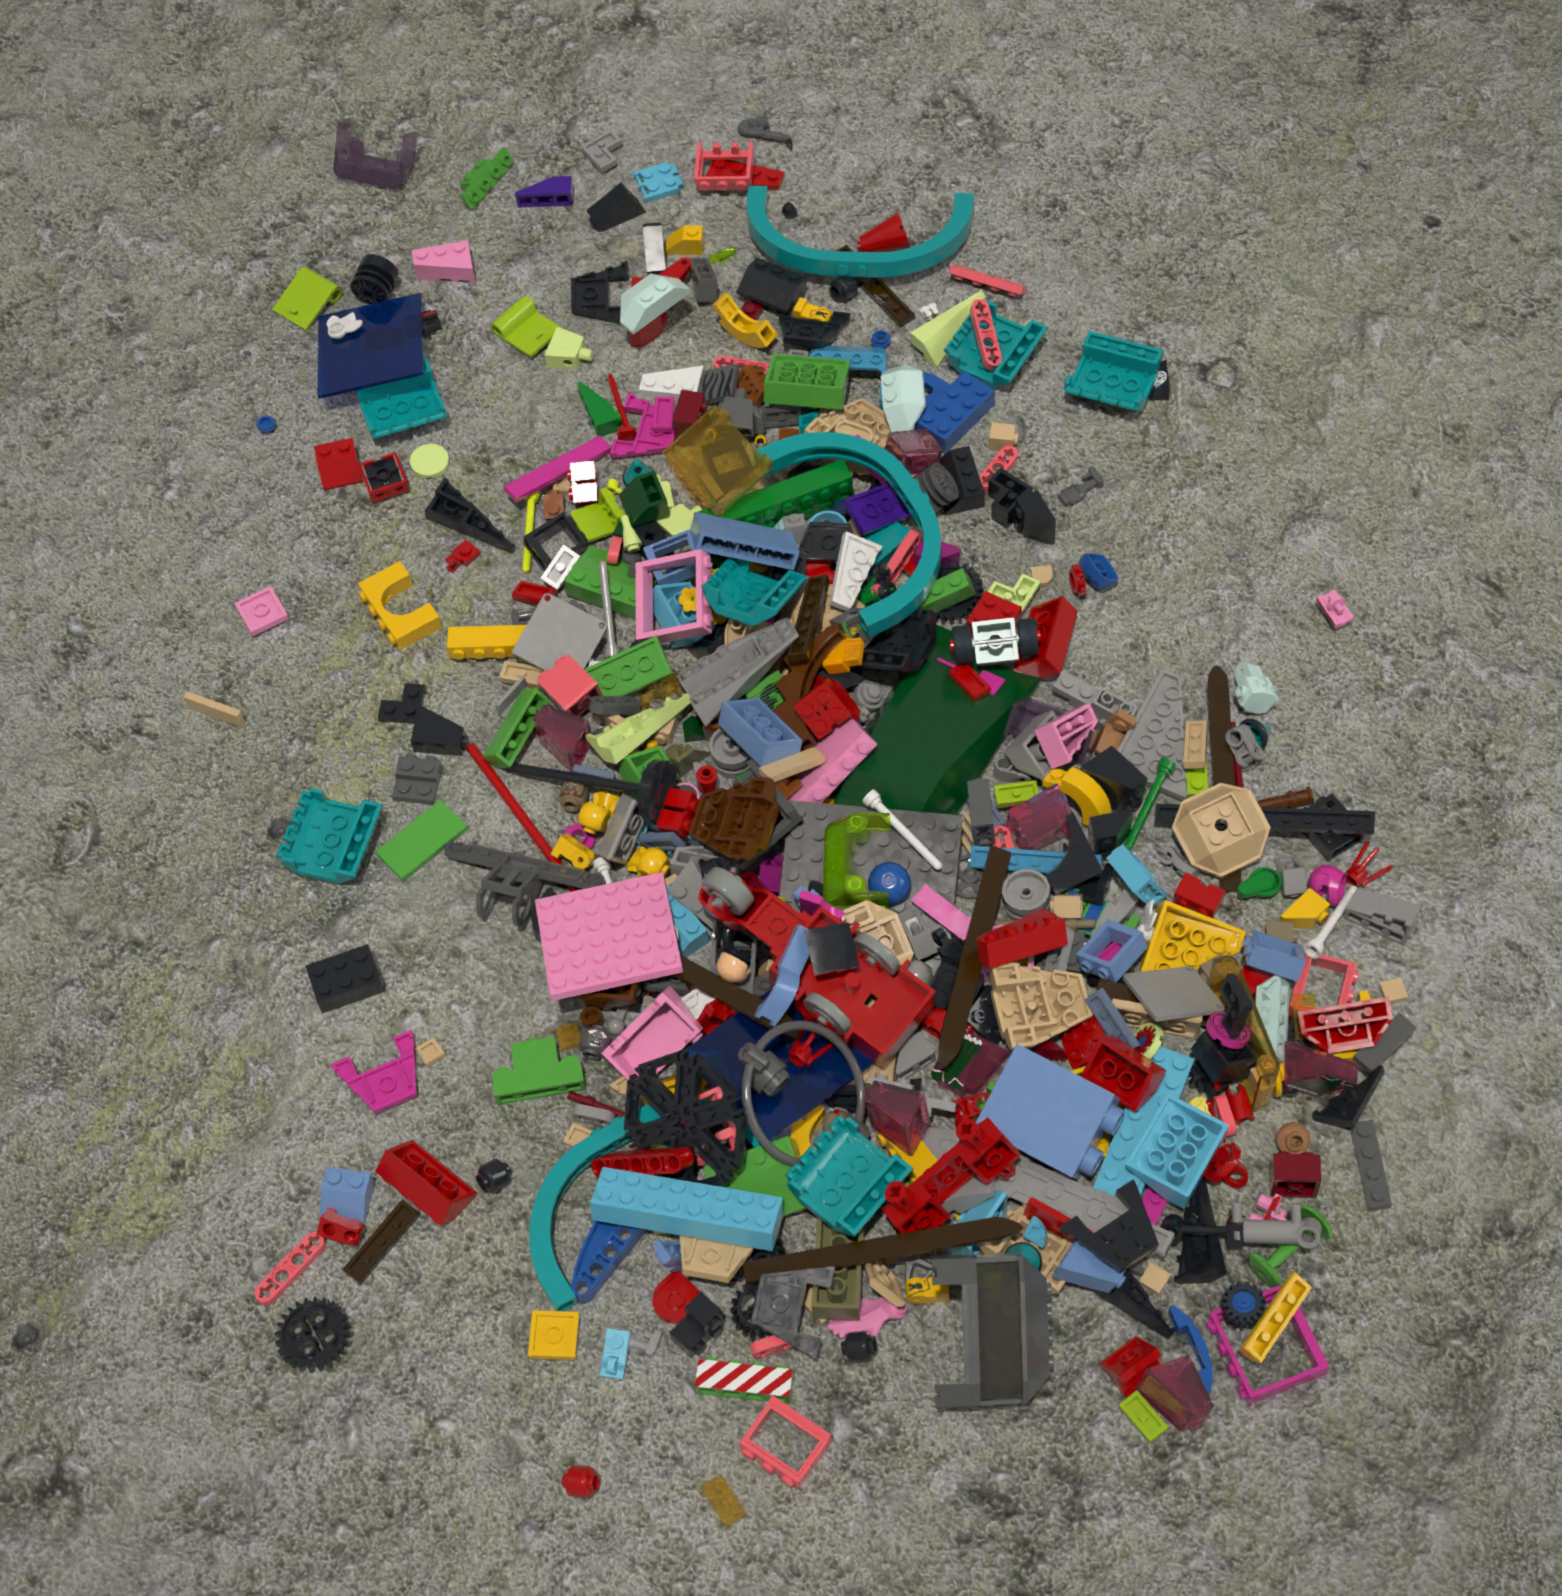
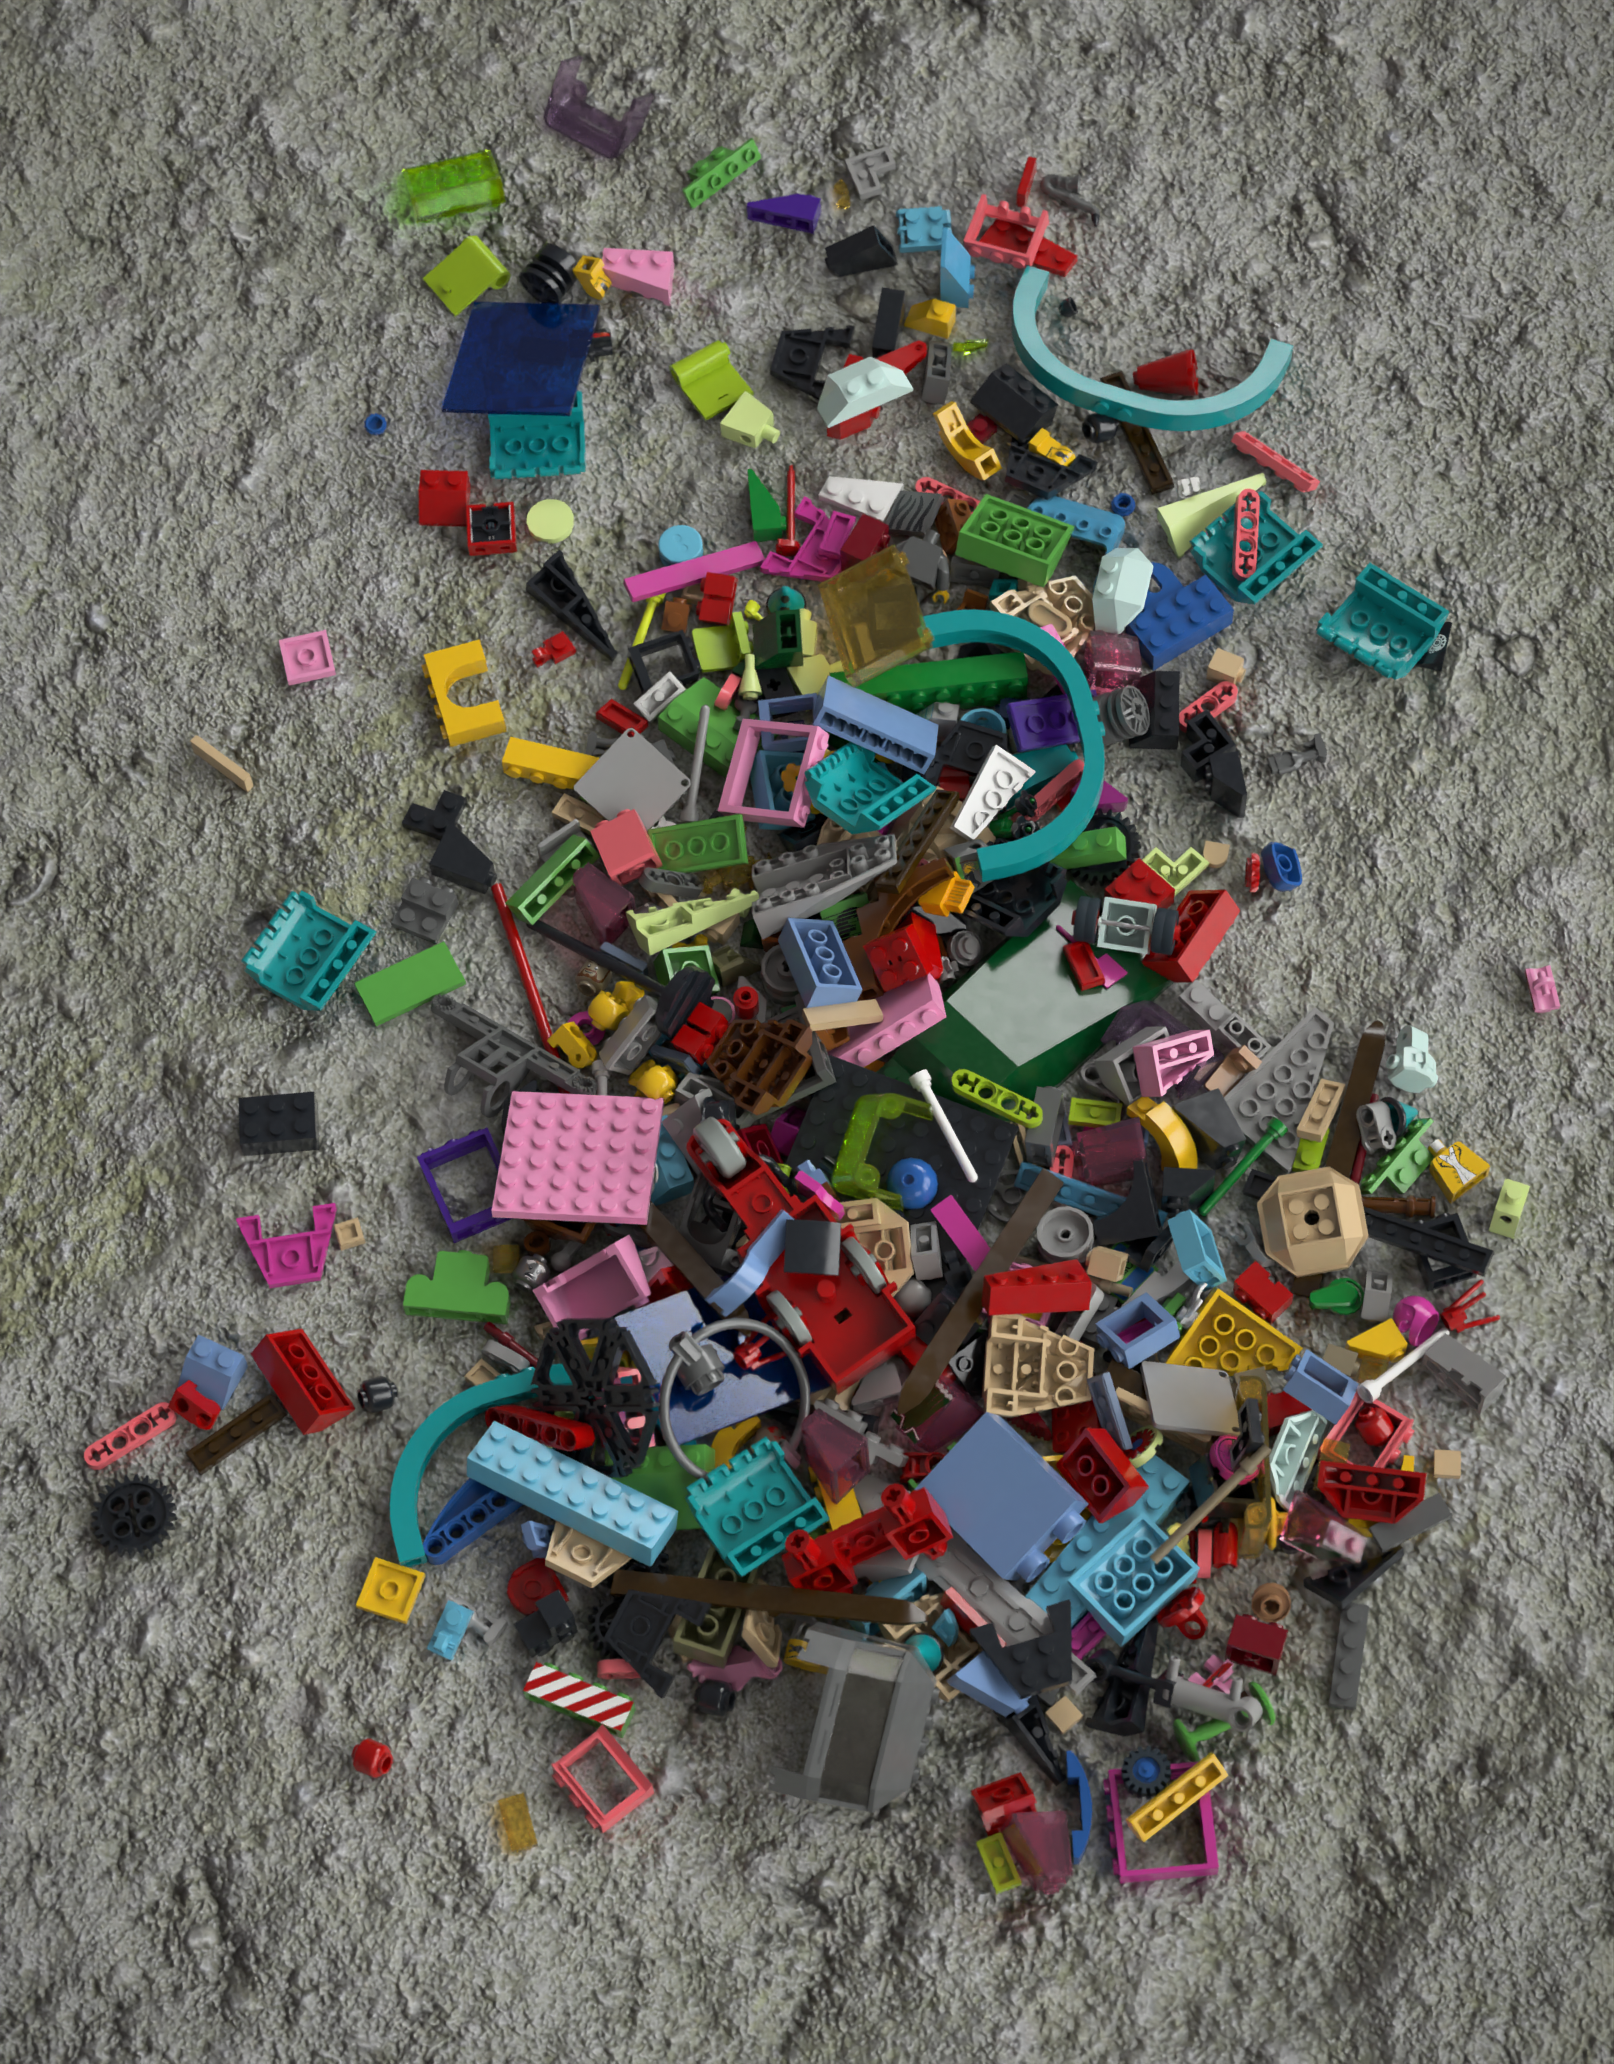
camera: 15 degrees right, 5 degrees up
(277, 237) = (454, 186): none -> clear neon green slope
(339, 327) = (497, 324): white plate -> none
(408, 274) = (594, 278): none -> yellow leg
(498, 961) = (450, 1151): none -> dark purple window
(539, 452) = (679, 545): none -> medium azure head
(585, 168) = (842, 189): none -> clear yellow piece
(694, 202) = (955, 272): none -> dark azure slope
(727, 129) = (1026, 182): none -> red tile
(732, 968) = (701, 1236): light nougat hair -> none
(937, 801) = (999, 1095): none -> lime beam
(1246, 1028) = (1248, 1466): none -> dark tan bar
(1274, 766) = (1403, 1162): none -> bright green bracket
(1306, 932) = (1372, 1368): none -> clear yellow plate
(1317, 761) = (1456, 1169): none -> yellow torso
(1326, 976) = (1374, 1426): none -> red head
(1370, 772) = (1509, 1204): none -> yellowish green torso

